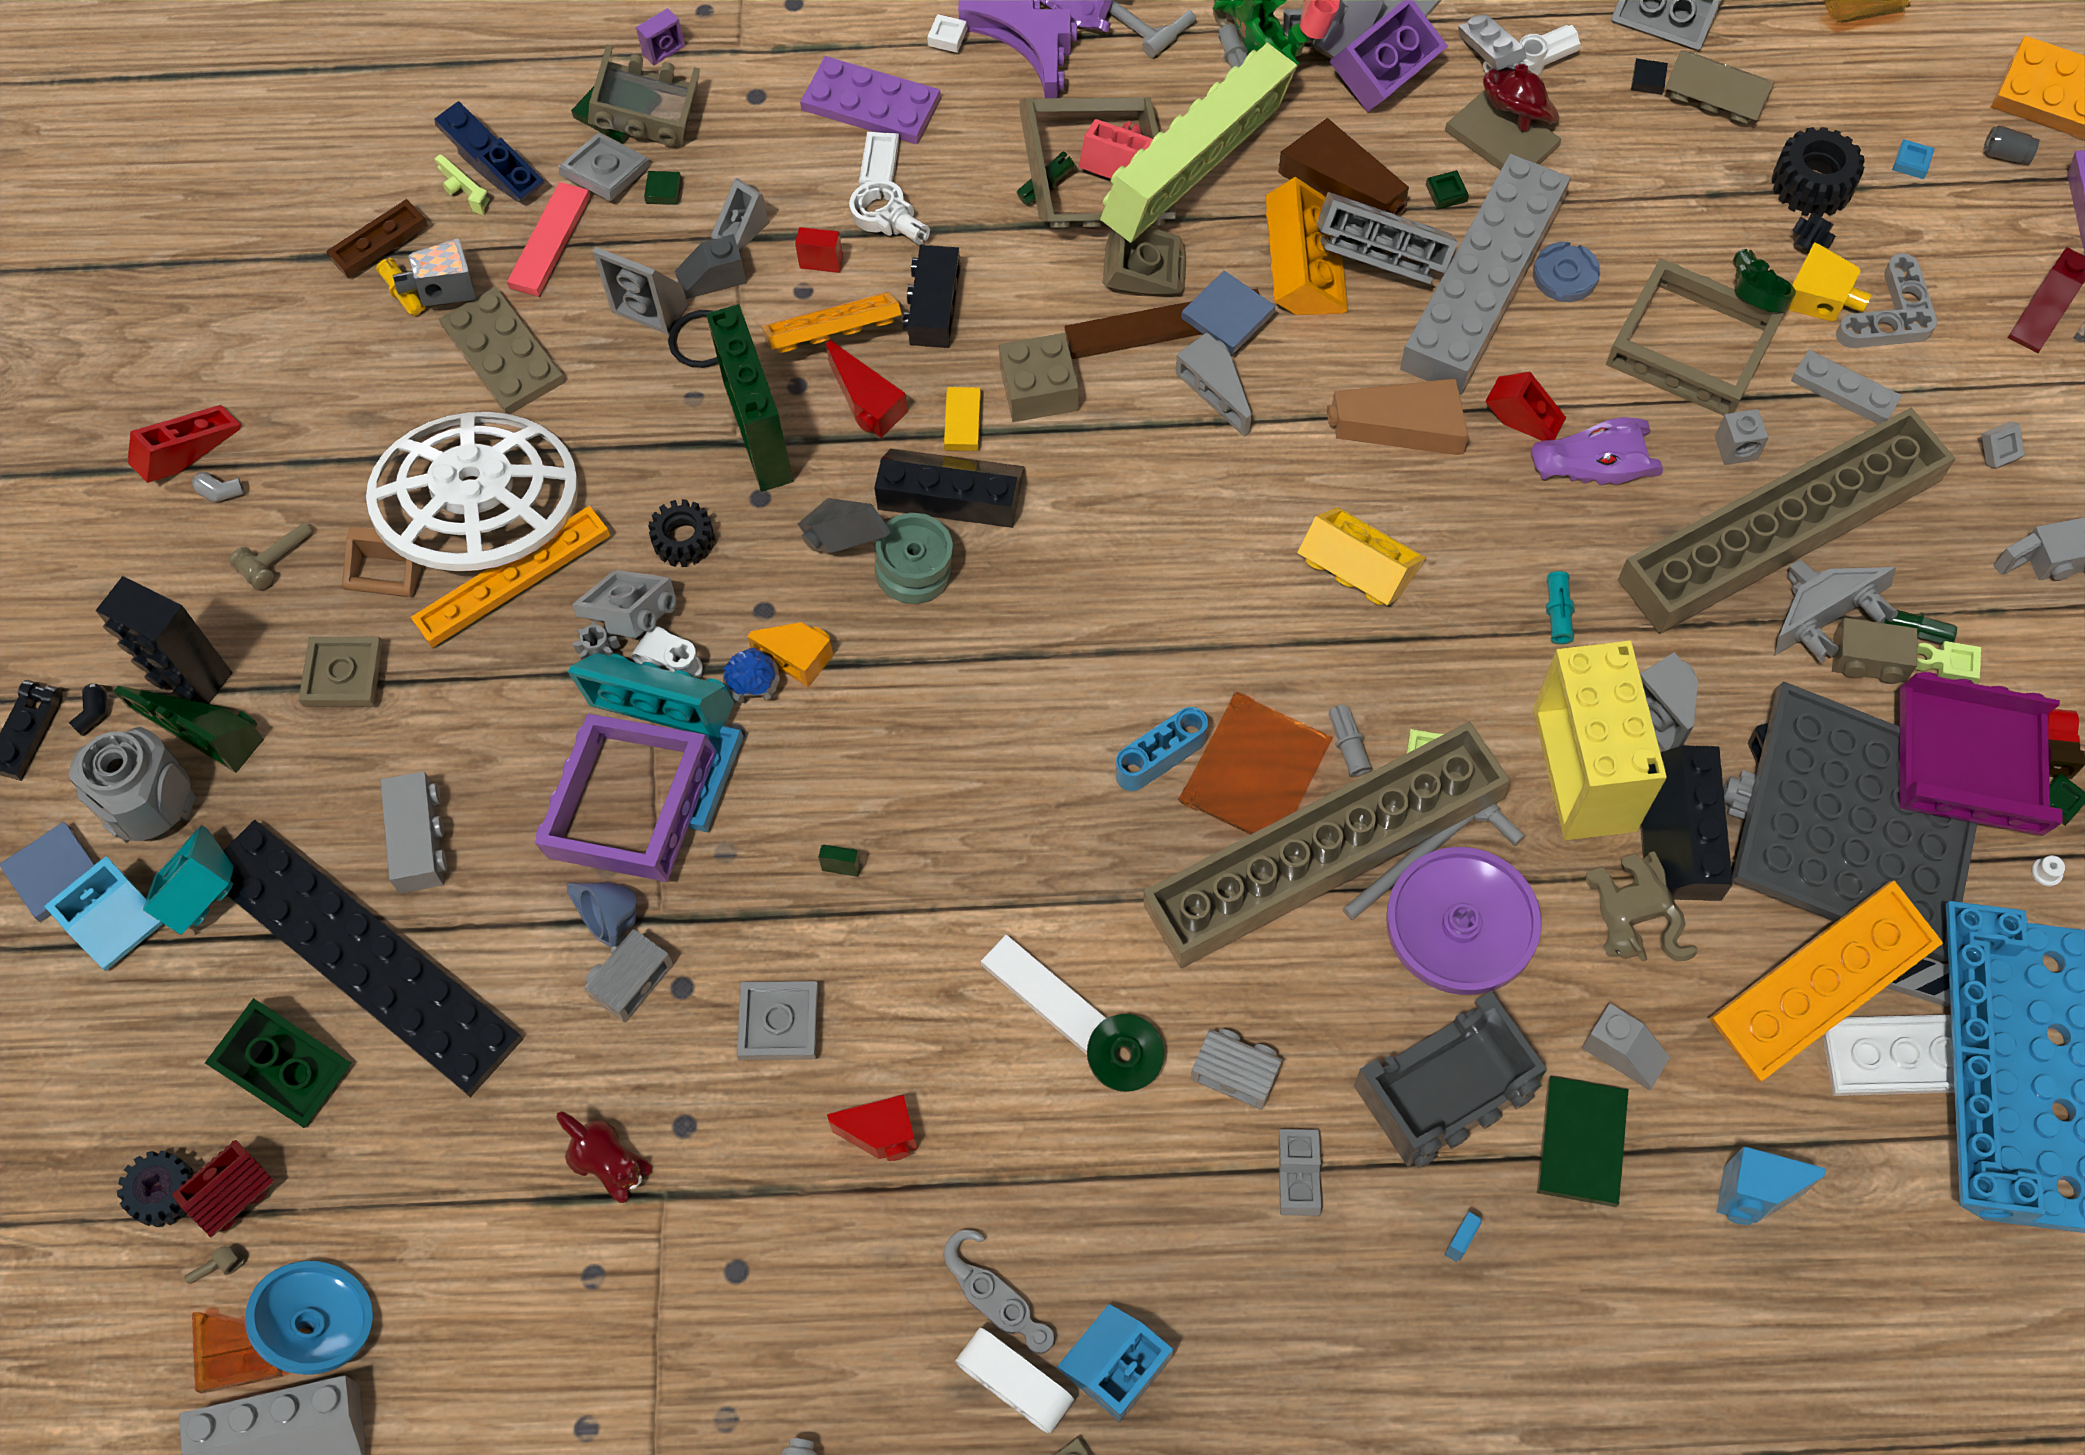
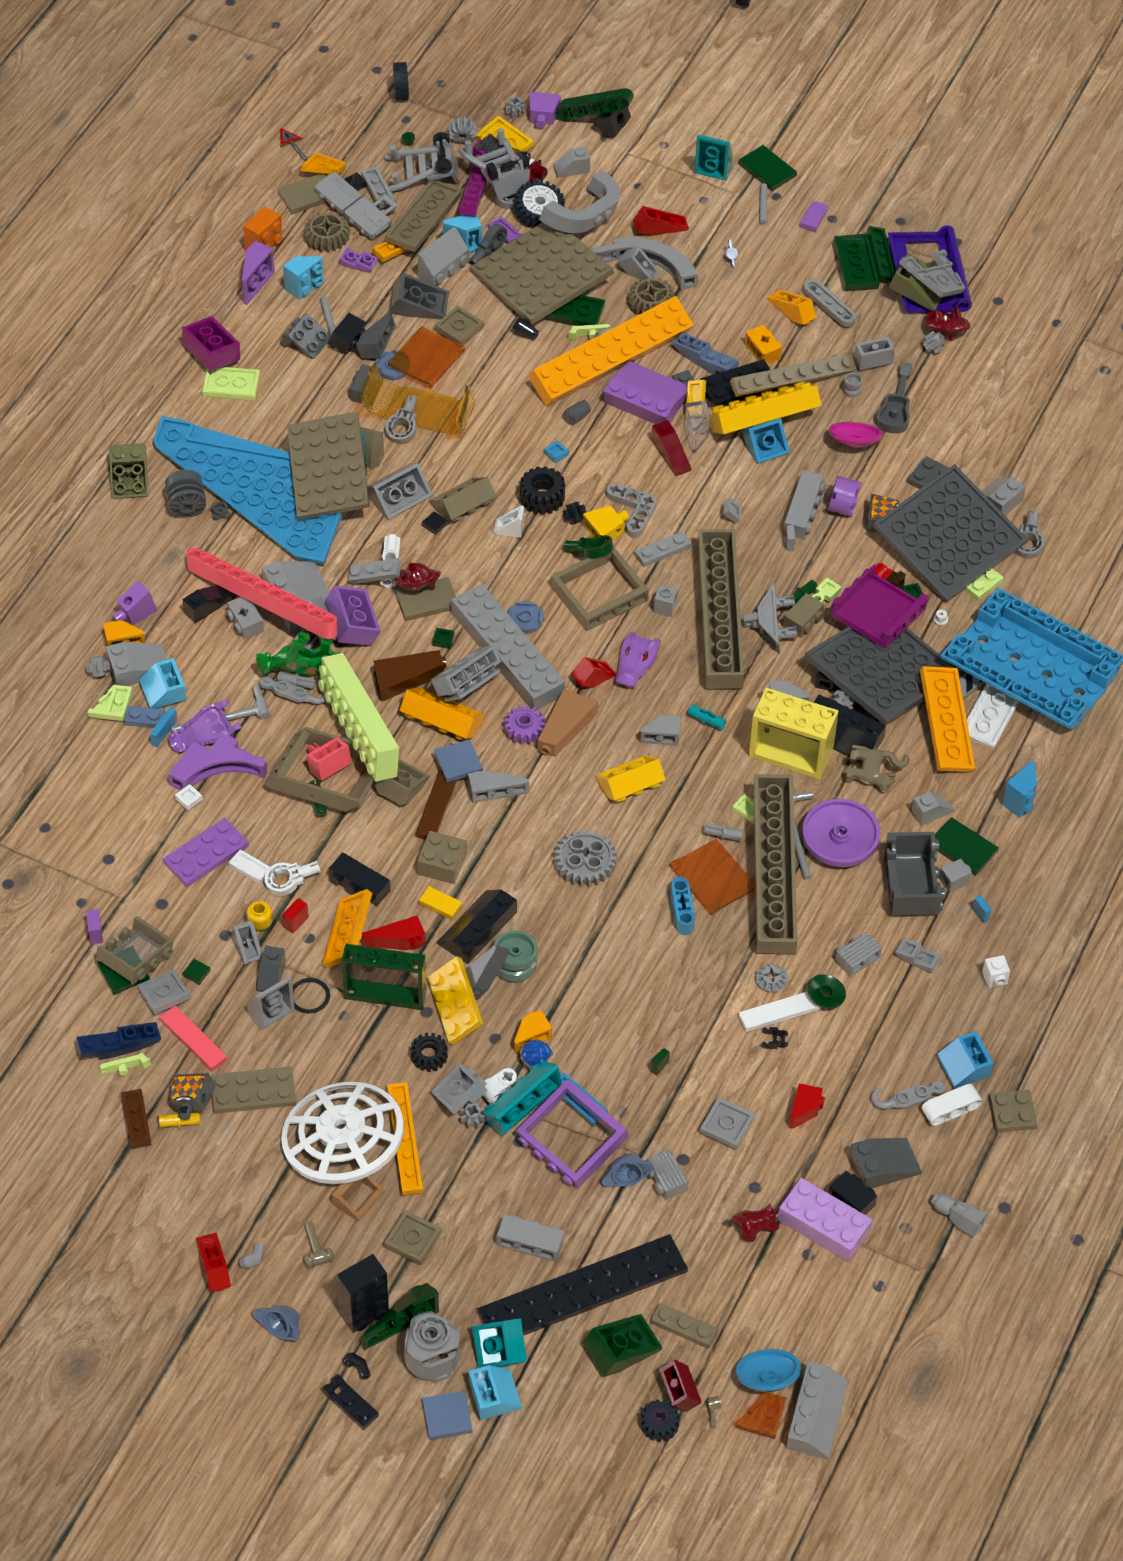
camera: 65 degrees left, 10 degrees down
(118, 562) = (279, 1321): none -> sand blue hat
(359, 1142) = (684, 1325): none -> dark tan plate
(659, 1270) = (824, 1219): none -> lavender brick
(735, 1295) = (853, 1192): none -> black brick
(784, 518) = (455, 1000): none -> yellow plate
(791, 207) = (260, 914): none -> yellow head
(835, 1317) = (883, 1161): none -> dark grey slope
(1002, 1011) = (775, 1032): none -> black piece
(1105, 968) = (765, 982): none -> light grey gear
(1136, 575) = (585, 857): none -> light grey gear
(1209, 49) = (291, 691): none -> light grey piece
(1340, 1326) = (996, 971): none -> white brick
(1359, 362) = (524, 724): none -> medium lavender gear
(1485, 556) = (662, 731): none -> light grey slope
(1507, 1156) = (955, 875): none -> light grey brick
(1725, 168) = (510, 523): none -> white slope

